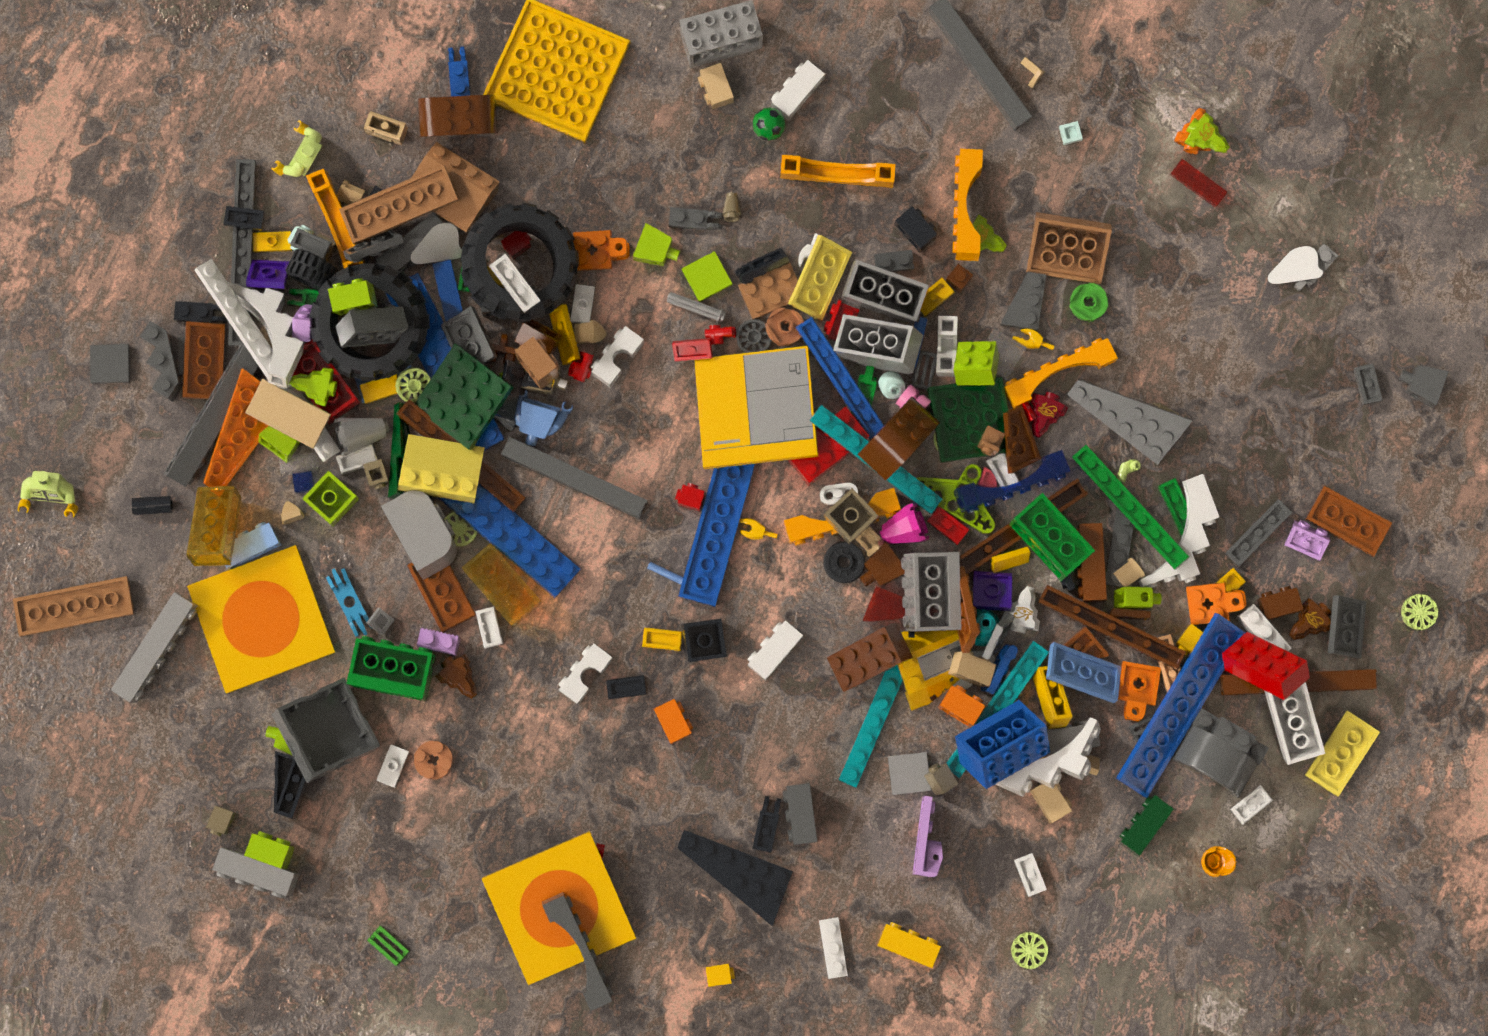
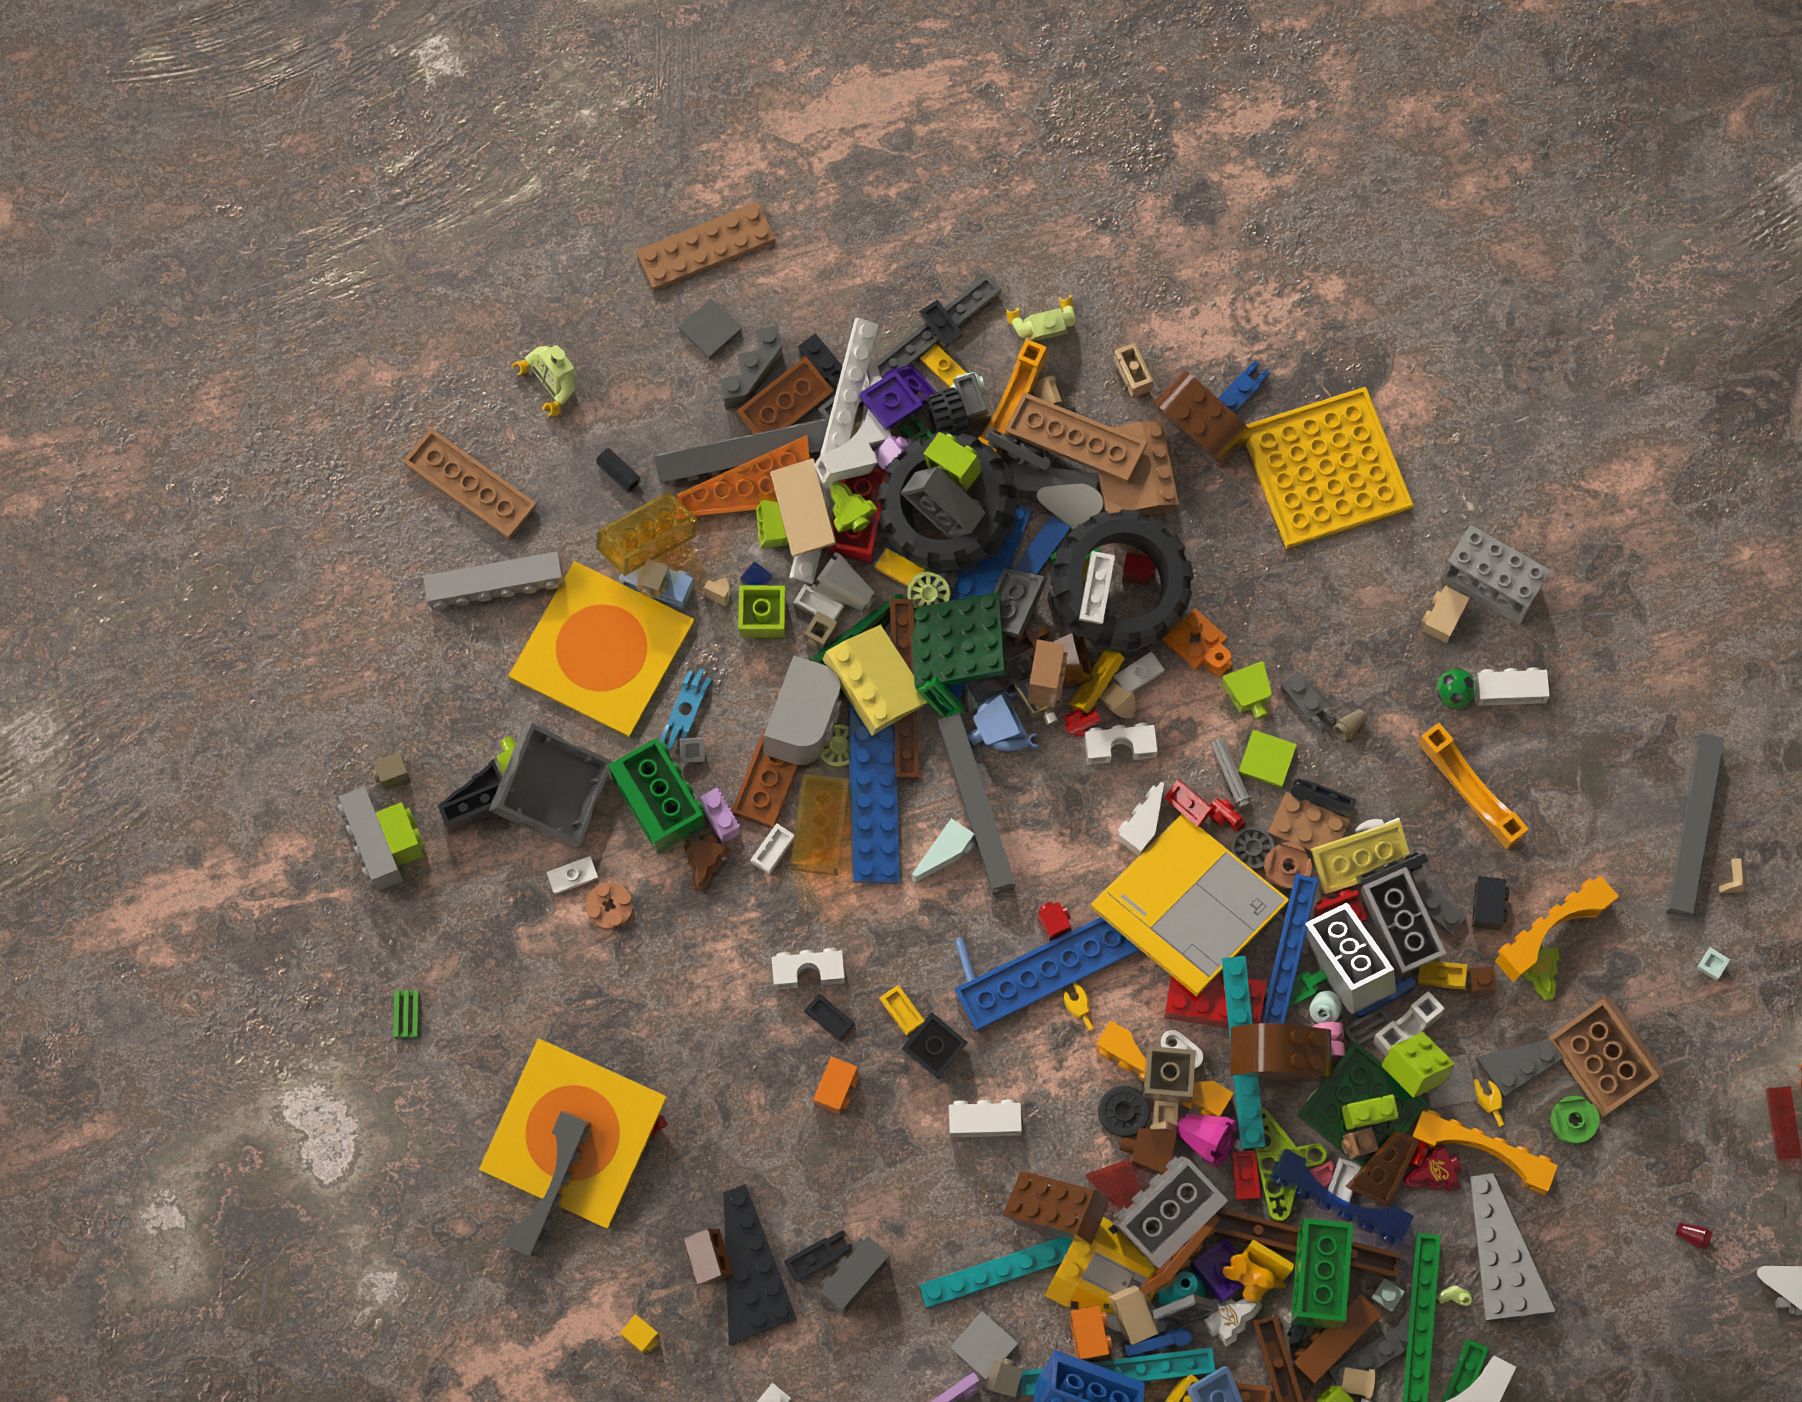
camera: 50 degrees right, 10 degrees down
(50, 316) = (705, 246): none -> medium nougat plate
(249, 548) = (653, 579): none -> dark tan brick
(269, 296) = (890, 400): none -> dark purple plate
(491, 437) = (943, 695): none -> green tile
(586, 518) = (947, 848): none -> light aqua slope
(682, 391) = (1141, 829): none -> white slope
(709, 892) = (708, 1256): none -> brick
(850, 252) = (1412, 861): none -> black plate
(979, 418) = (1370, 1112): none -> lime brick
(1012, 578) = (1253, 1277): none -> light orange animal
(1092, 508) = (1387, 1295): none -> light aqua plate
(1217, 296) = (1695, 1235): none -> dark red cone

